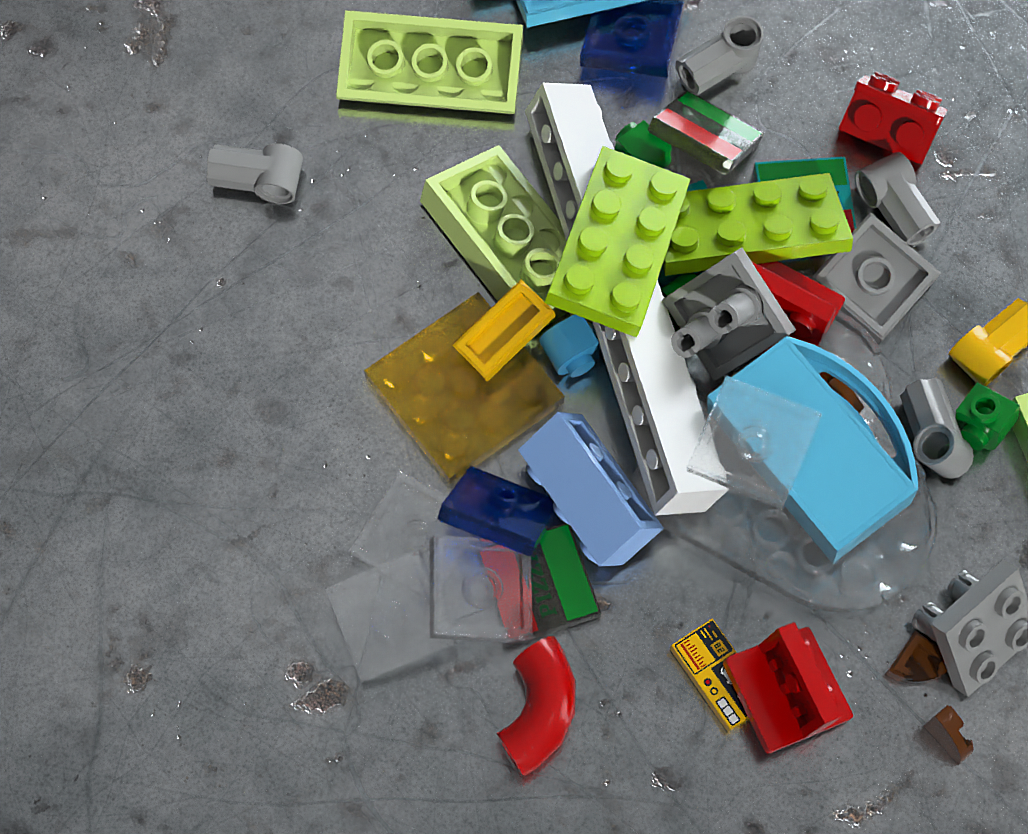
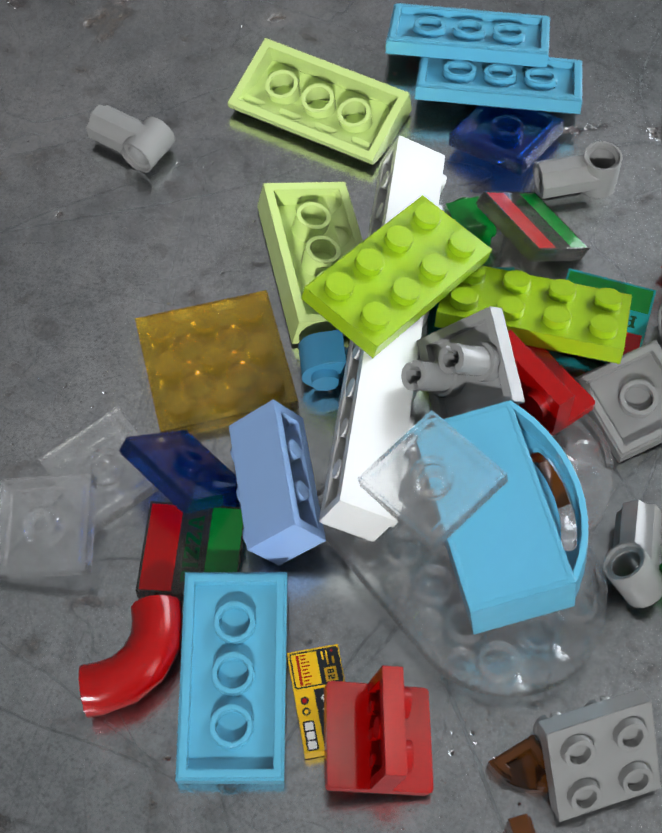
camera: 25 degrees right, 10 degrees down
(479, 591) = (129, 532): clear plate -> none
(504, 330) = (266, 323): yellow tile -> none
(634, 686) = (233, 679): none -> medium azure tile

